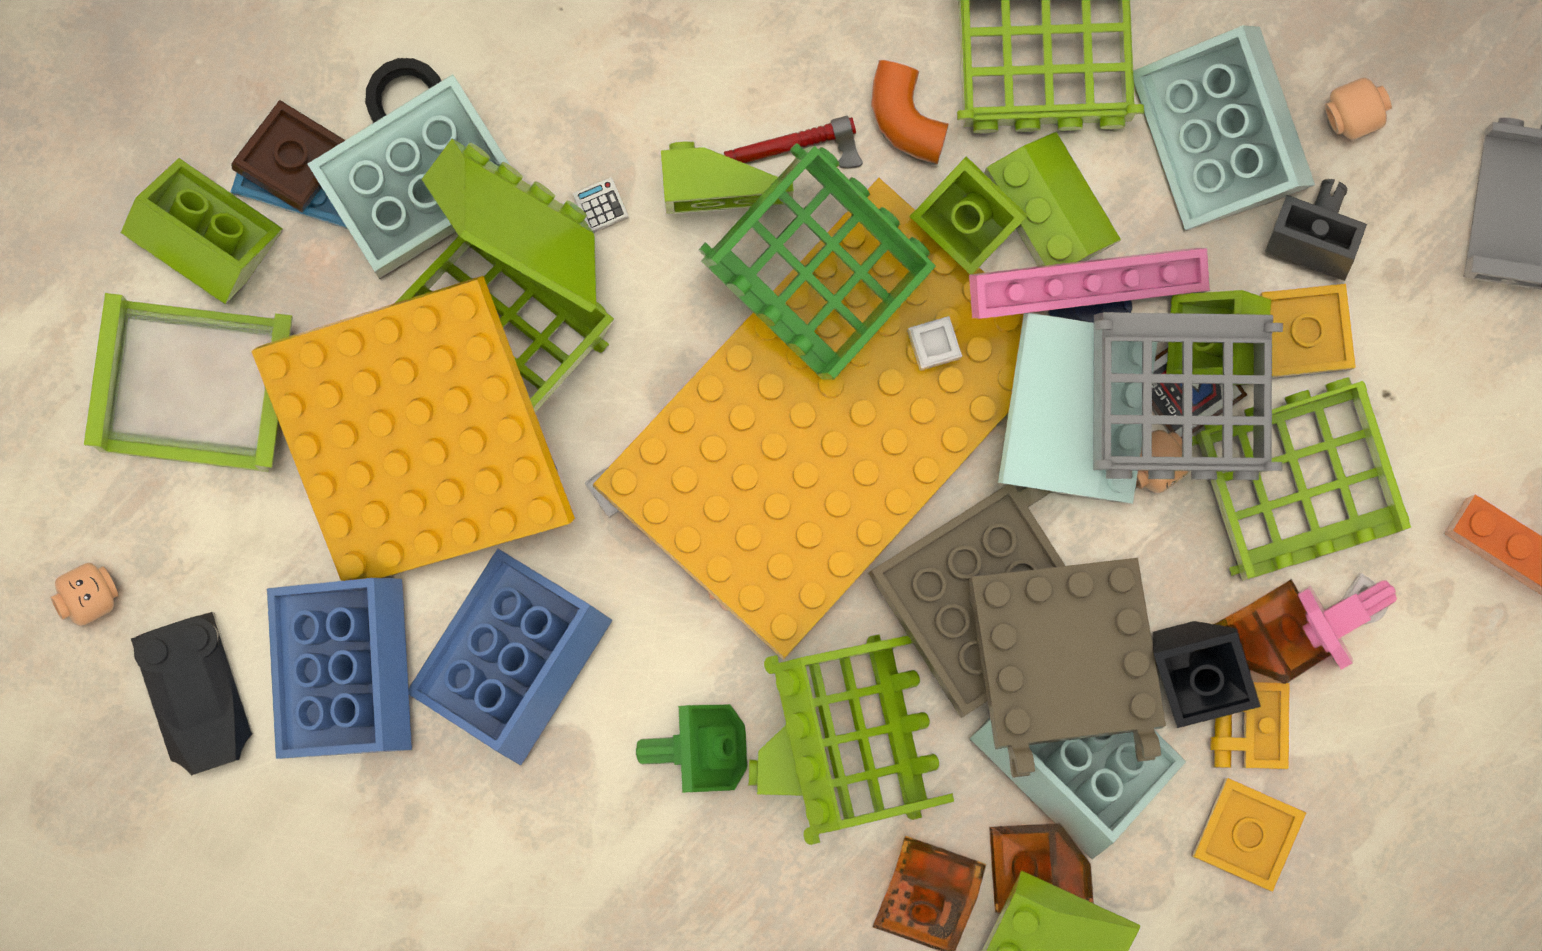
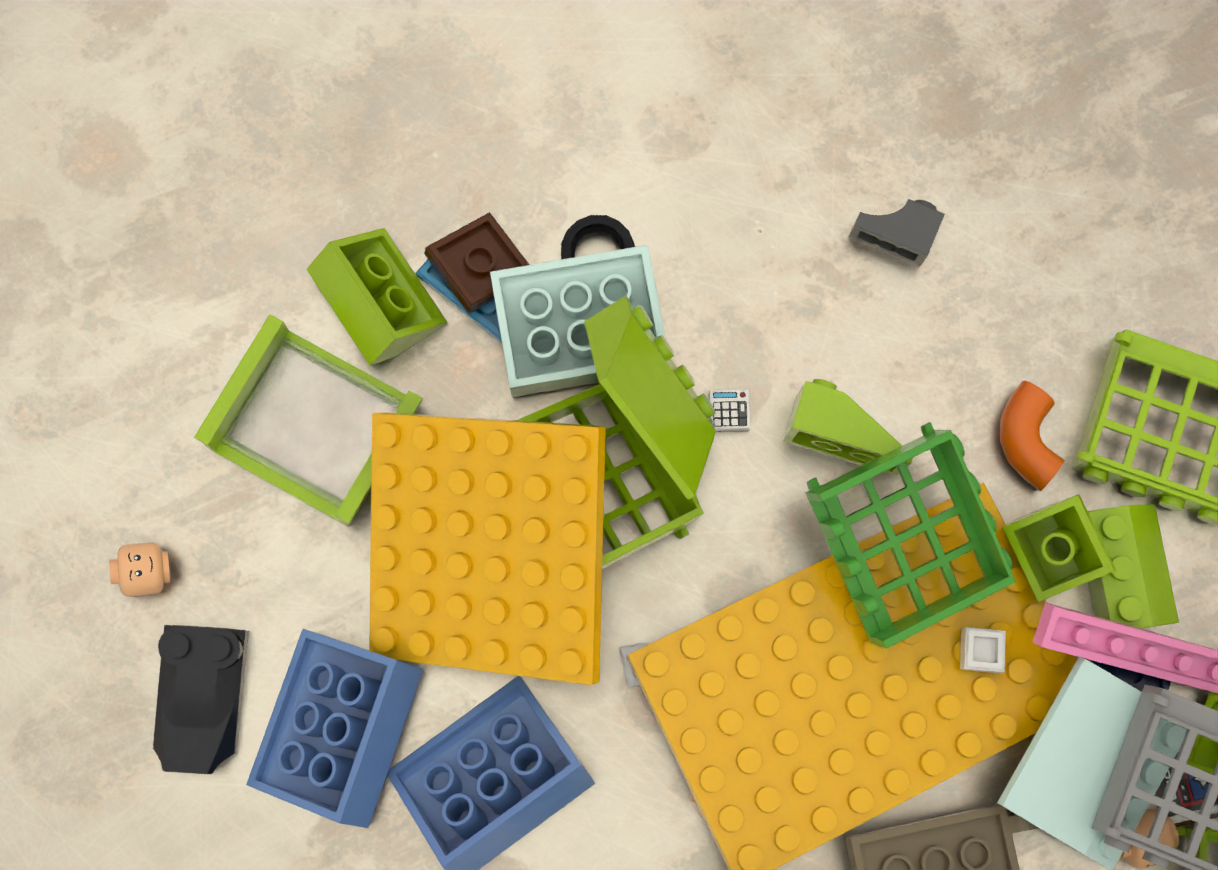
camera: 25 degrees right, 5 degrees down
(839, 129) = (964, 427): red piece -> none

